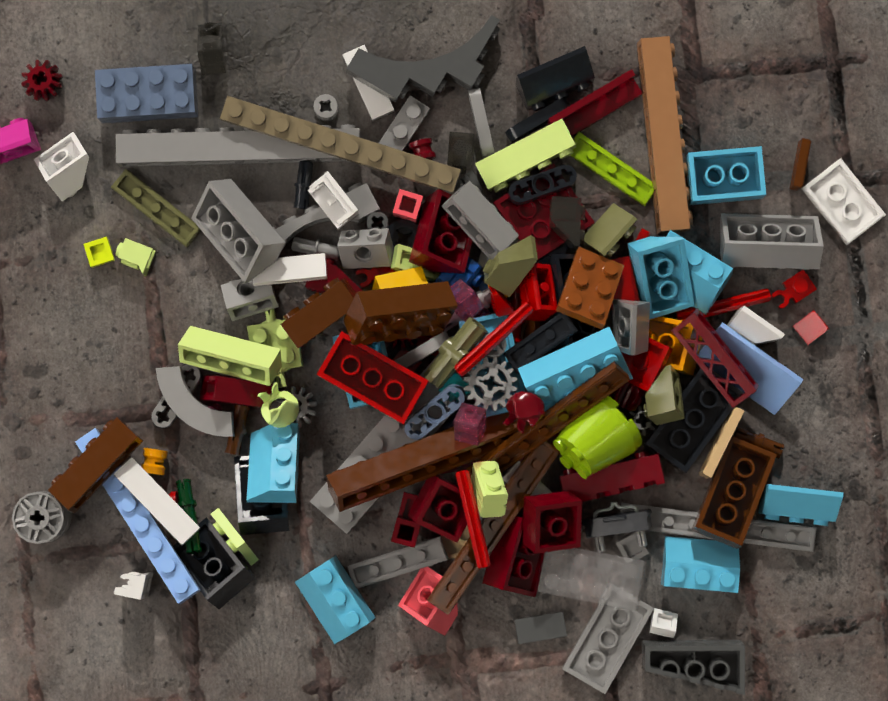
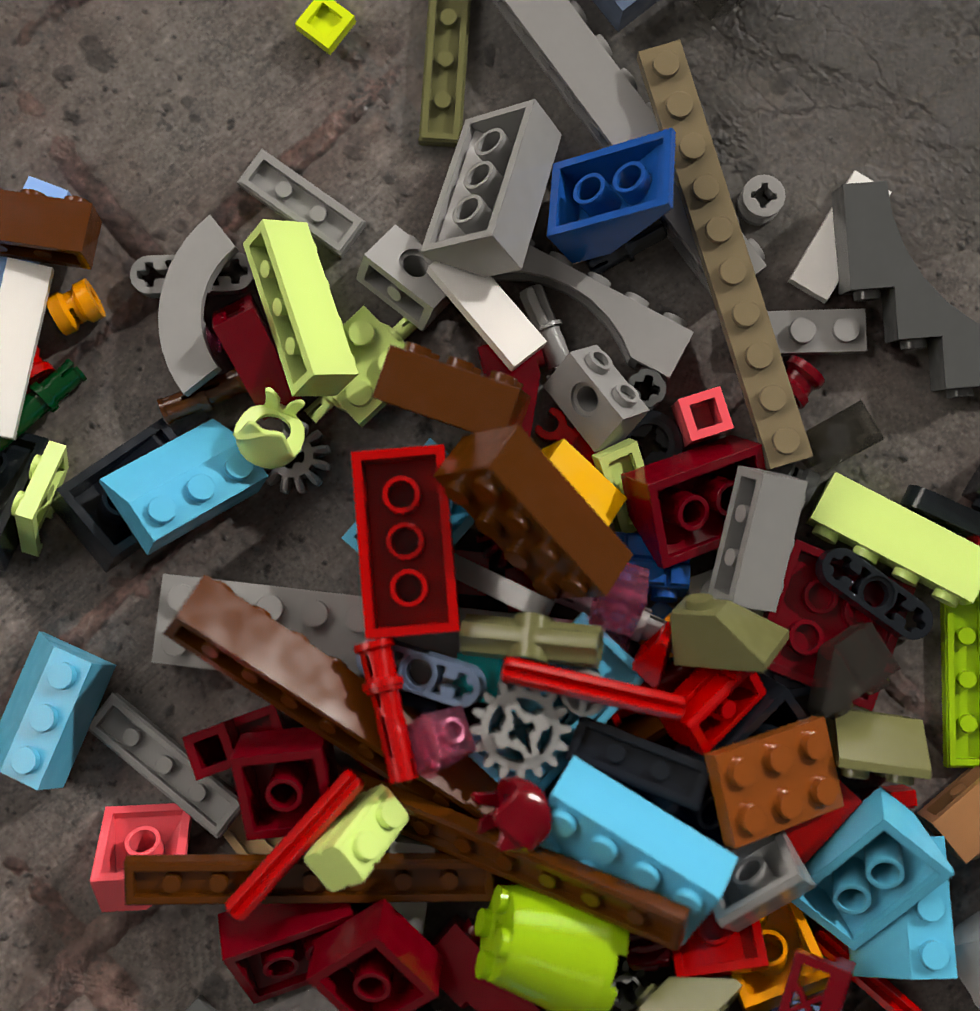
camera: 55 degrees right, 0 degrees up
(135, 255) = (355, 77): yellowish green window -> none
(177, 322) = (301, 202): none -> light grey tile
(278, 178) = (610, 195): none -> blue slope
(333, 200) = (634, 299): white hinge -> none
(430, 431) = (383, 687): none -> red pin
(481, 122) = (900, 438): light grey beam -> none

